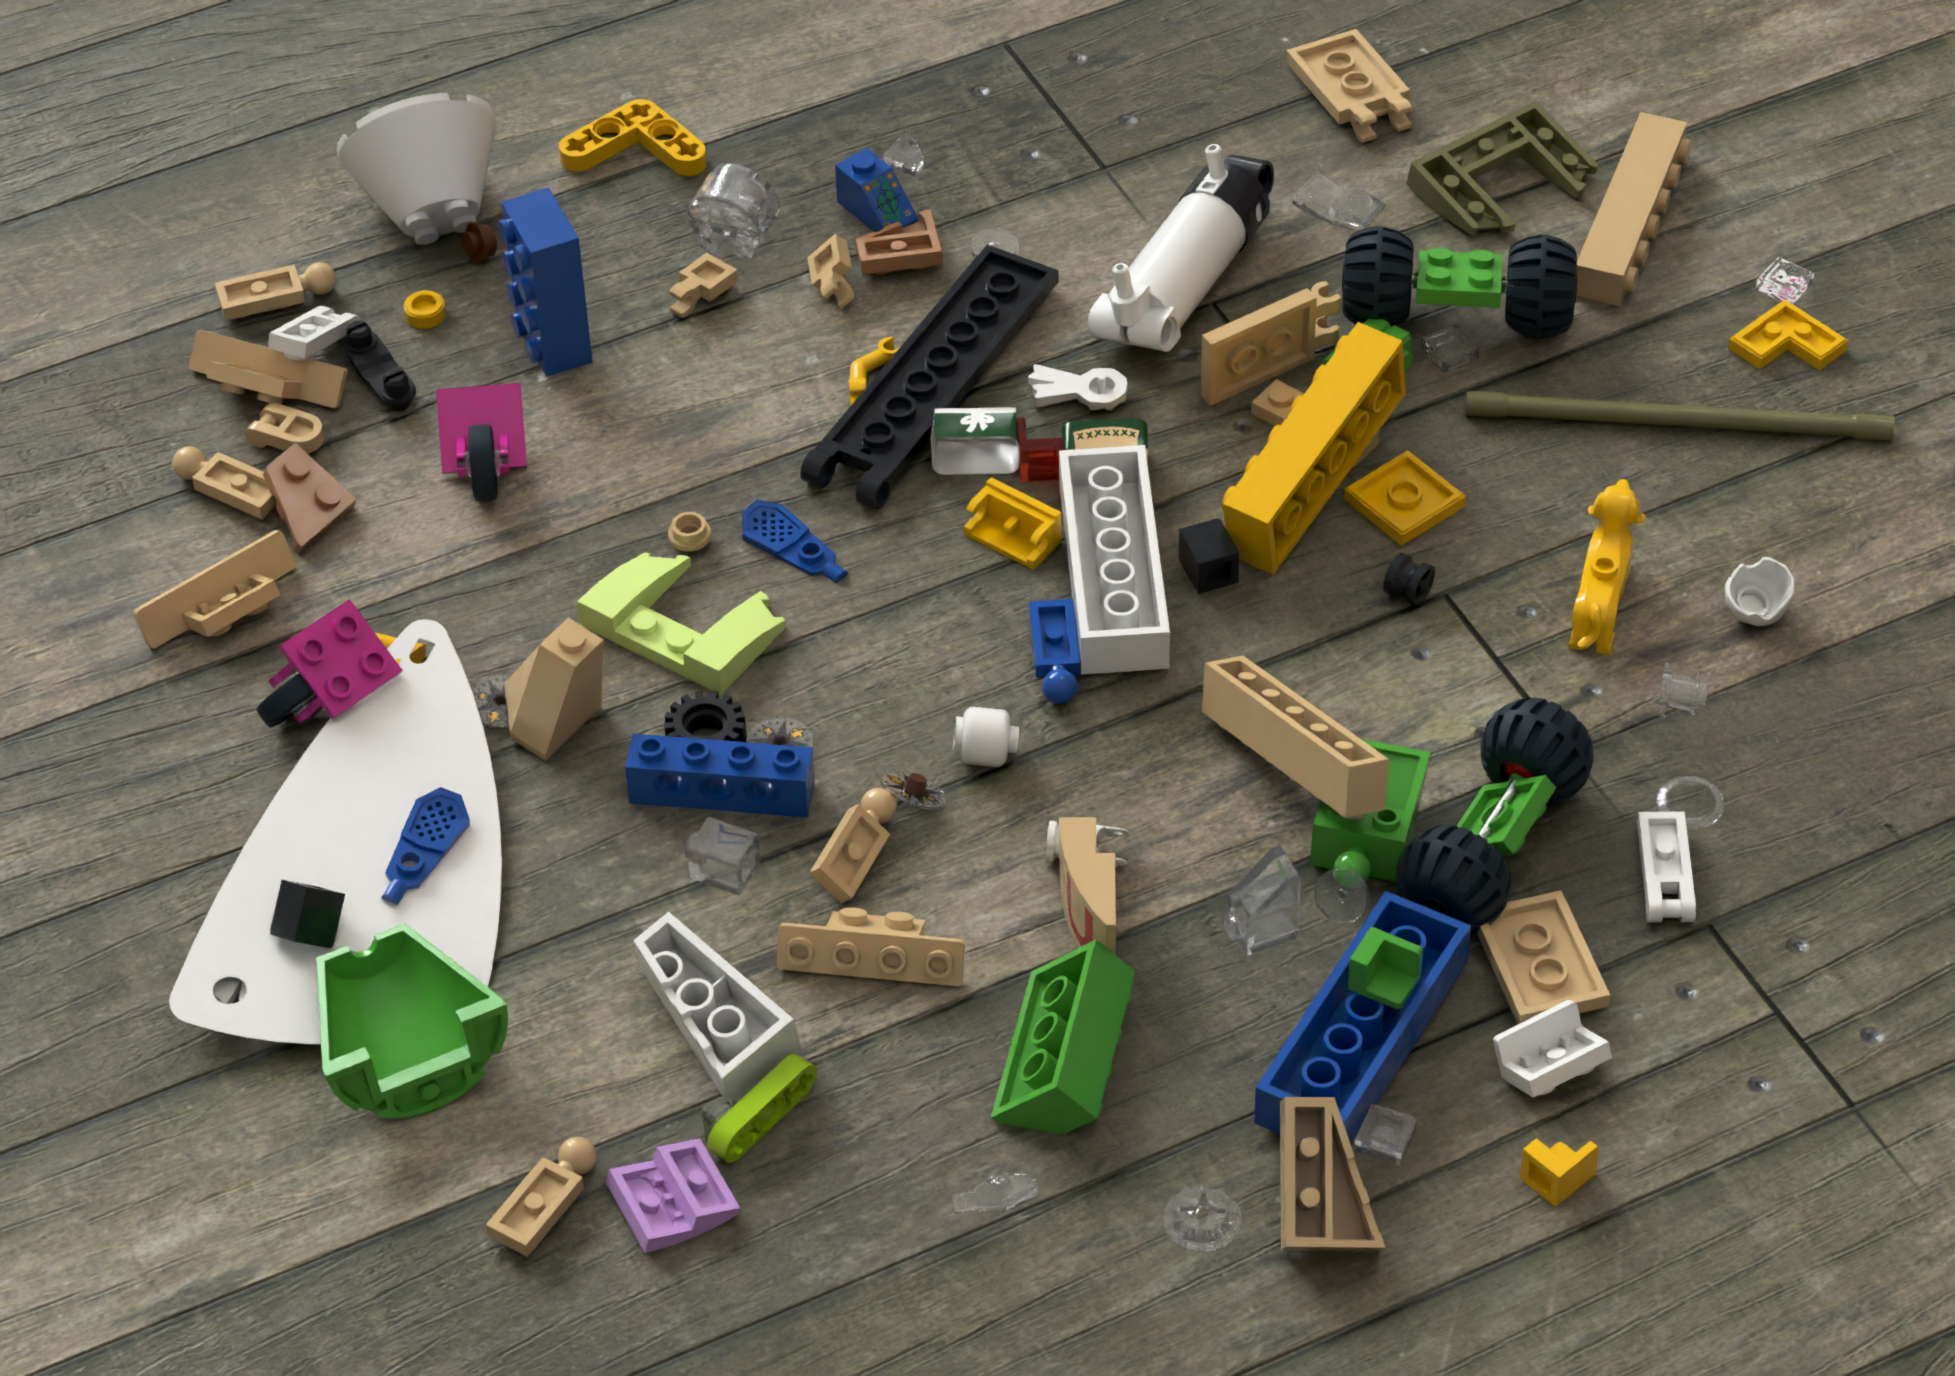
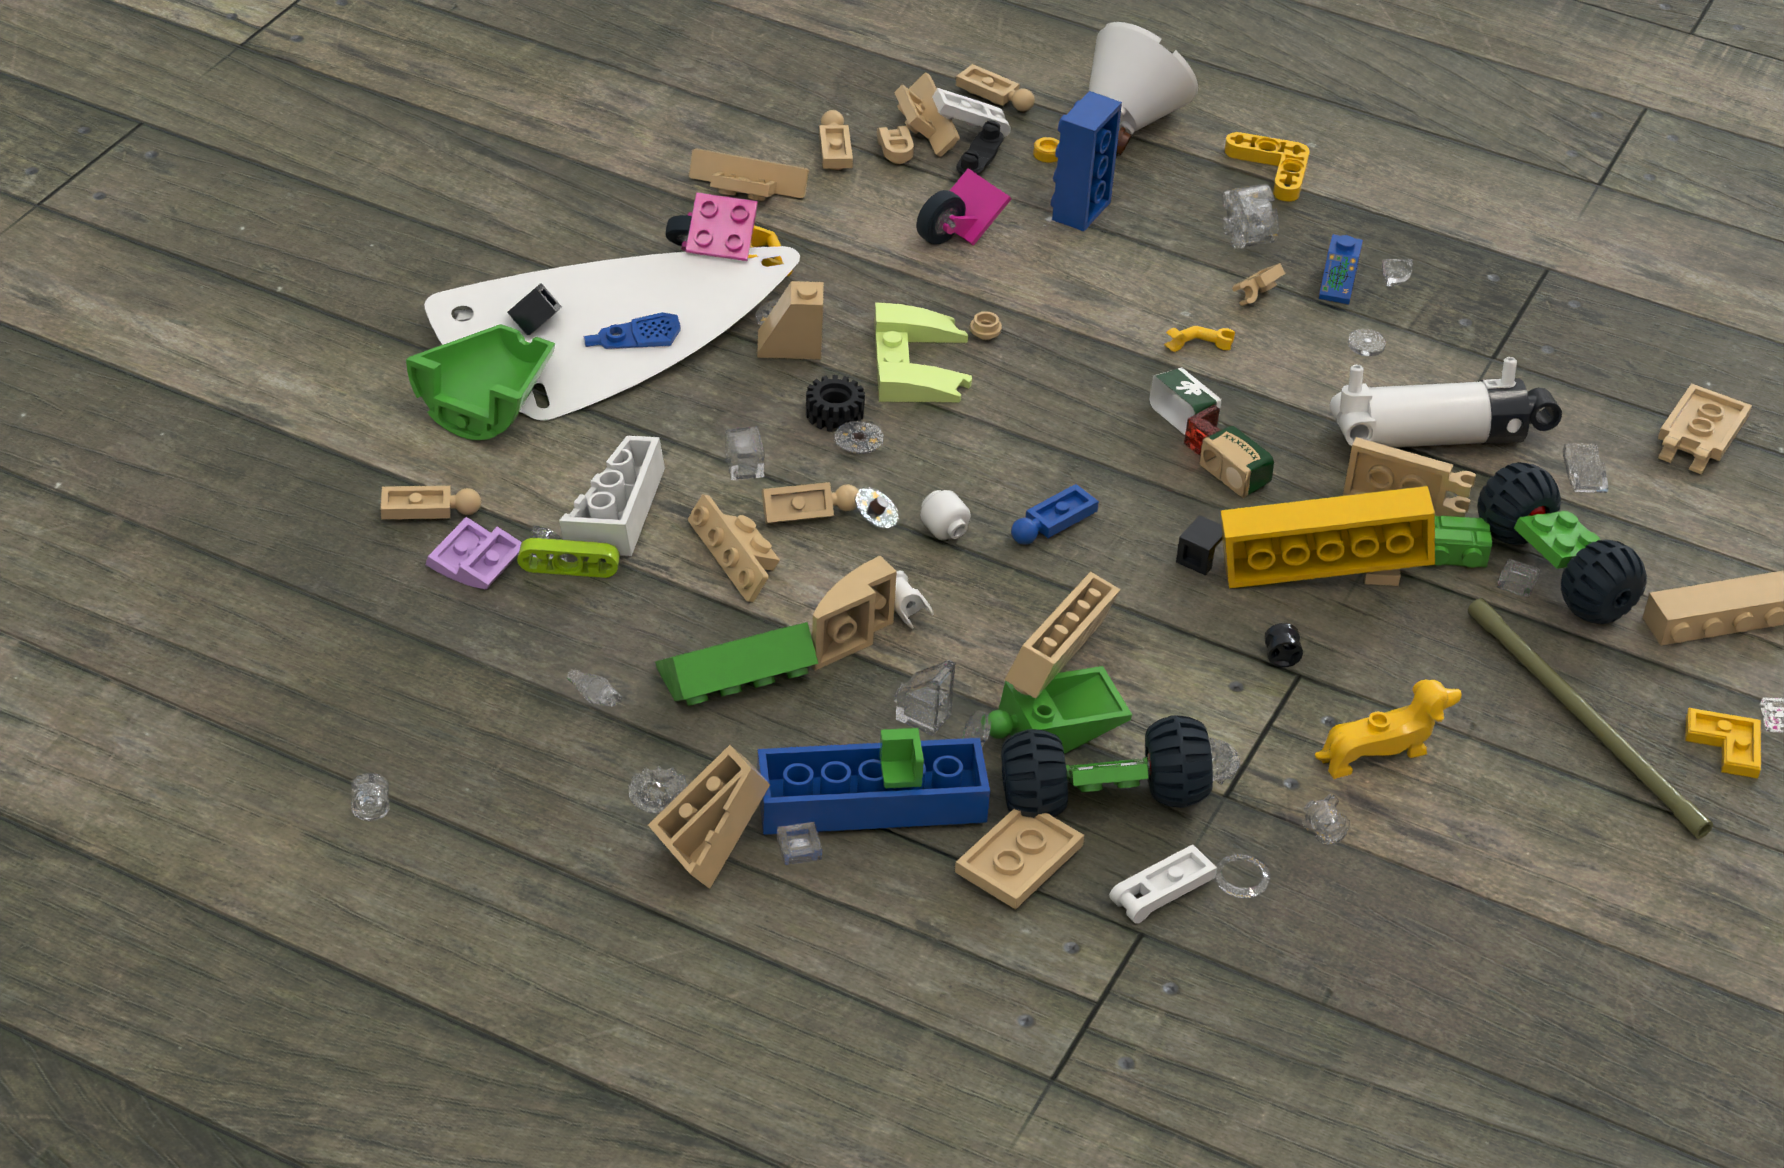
camera: 50 degrees right, 5 degrees down
(306, 496) = (849, 171): medium nougat wing -> none
(703, 278) = (1190, 237): tan plate -> none
(720, 775) = (804, 422): blue brick -> none
(789, 539) = (1028, 365): blue piece -> none
(900, 247) = (1313, 301): medium nougat wing -> none
(931, 372) = (1223, 359): black hinge -> none
(1013, 524) = (1135, 451): yellow hinge -> none
(1096, 388) = (1290, 436): white piece -> none
(1114, 560) = (1146, 501): white brick -> none
(1404, 497) = (1360, 616): yellow tile -> none
(1448, 174) = (1754, 521): olive wedge -> none
(1549, 1050) = (941, 889): white bracket -> none
(1557, 1170) = (847, 945): yellow panel -> none
(1760, 592) = (1458, 821): white hair -> none

